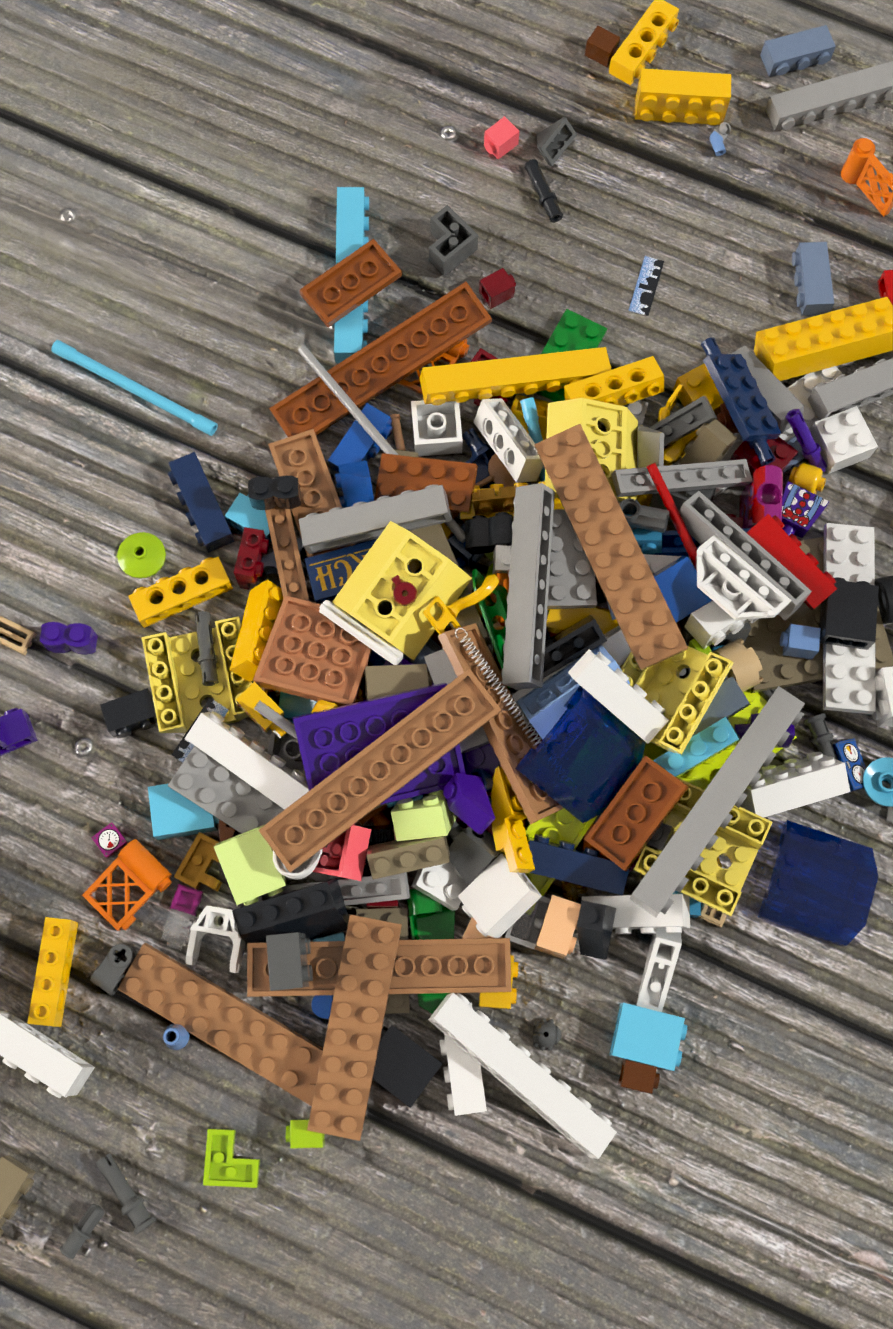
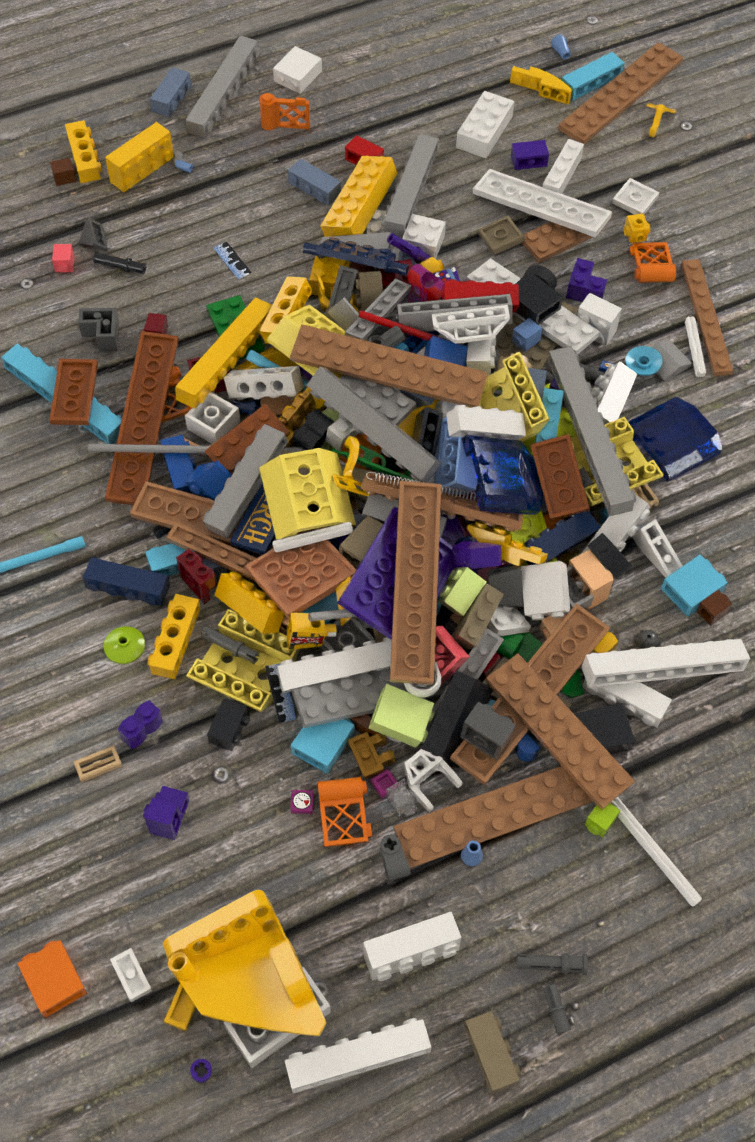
camera: 50 degrees left, 15 degrees down
(53, 972) = (362, 898): yellow brick -> none
(220, 1165) = (582, 887): lime plate -> none
(280, 492) = (172, 522): black brick -> none
(313, 1213) = (657, 854): none -> white axle
(402, 587) = (311, 486): dark red piece -> none

